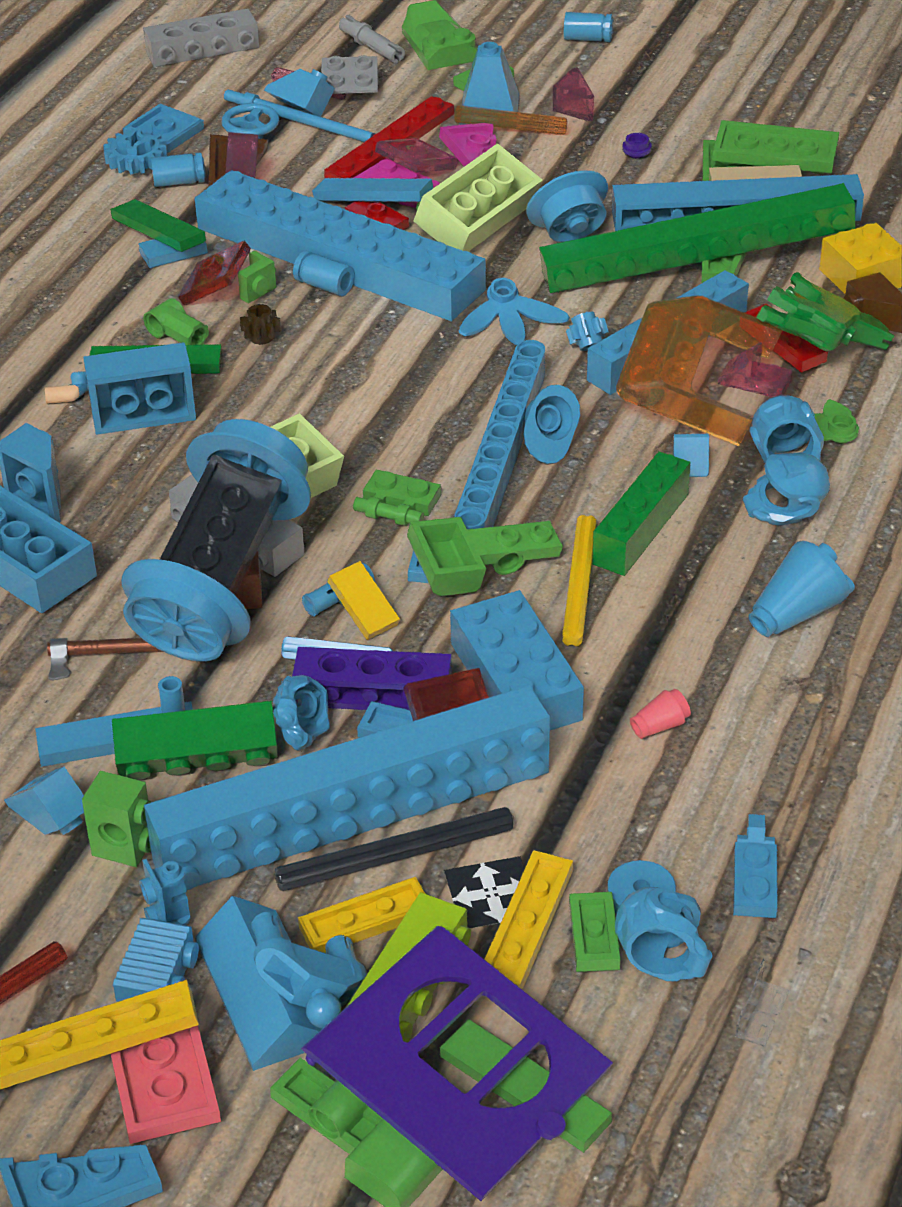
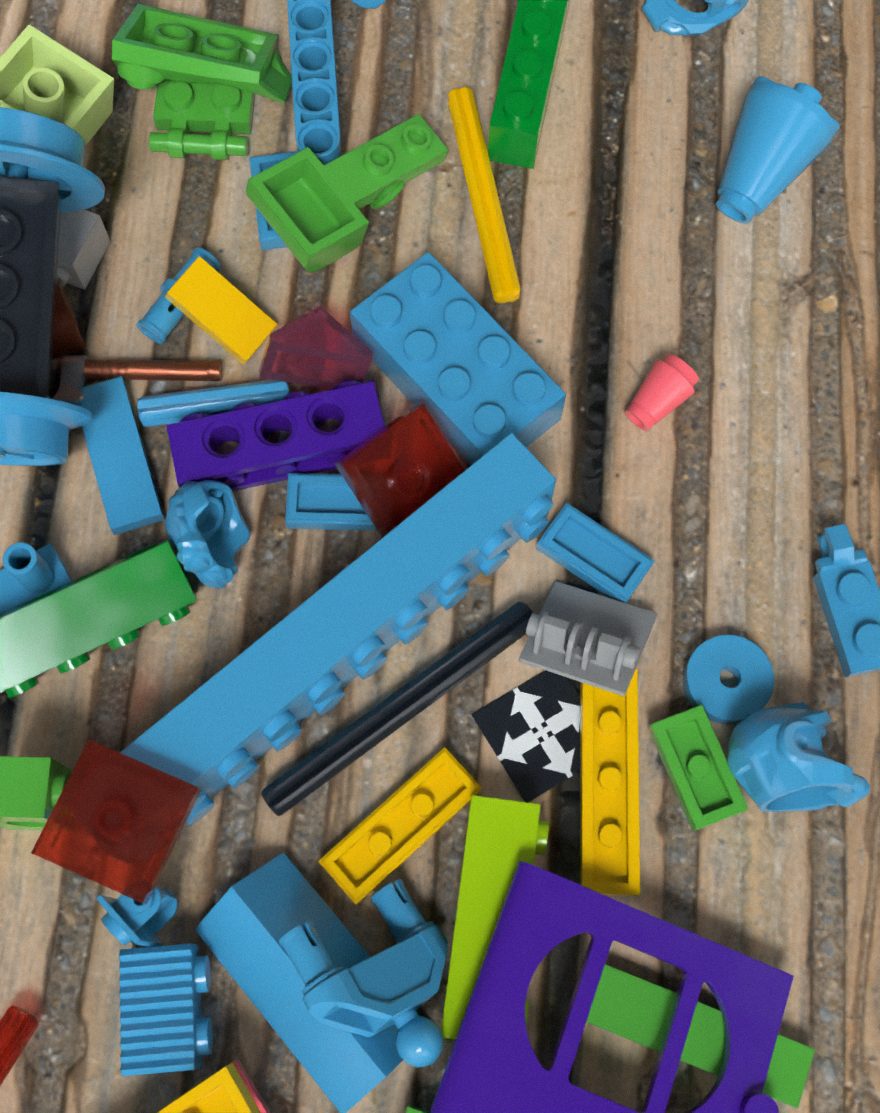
camera: 20 degrees left, 30 degrees up
(174, 819) = (116, 821): none -> clear red plate
(258, 664) = (119, 457): none -> dark azure tile
(296, 625) = (78, 369): none -> copper piece
(400, 453) = (189, 48): none -> bright green slope
(415, 631) = (315, 352): none -> clear pink slope
(540, 831) = (588, 638): none -> light grey hinge
(573, 798) = (594, 554): none -> dark azure tile

